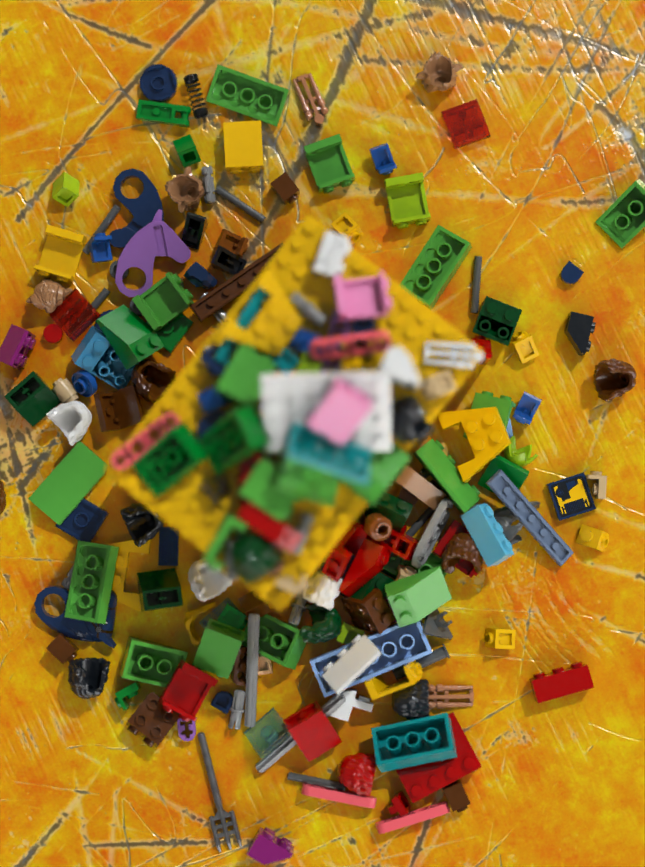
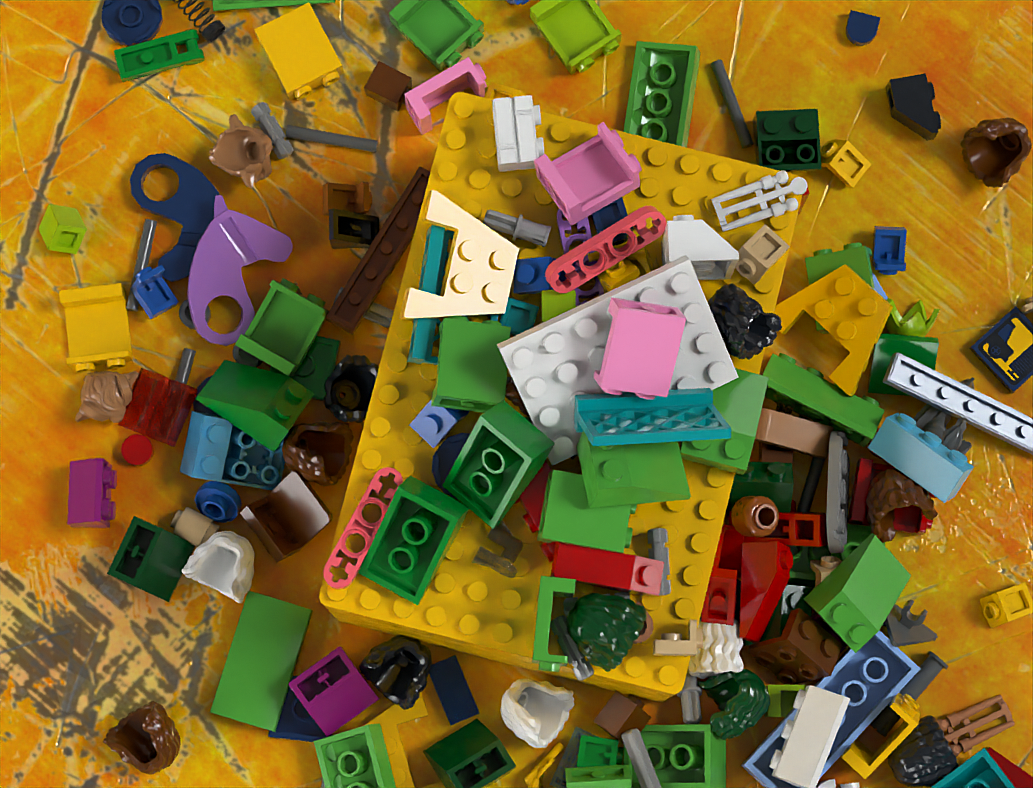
camera: 25 degrees left, 5 degrees down
(100, 517) = (333, 691): none -> magenta slope
(186, 151) = (218, 95): green brick -> none
(189, 346) = (355, 380): none -> black hair
(194, 230) = (281, 204): black slope -> none
(200, 277) = (321, 269): dark blue rock -> none
(212, 366) = (416, 373): dark blue bracket -> none
(314, 203) = (441, 88): none -> bright pink panel

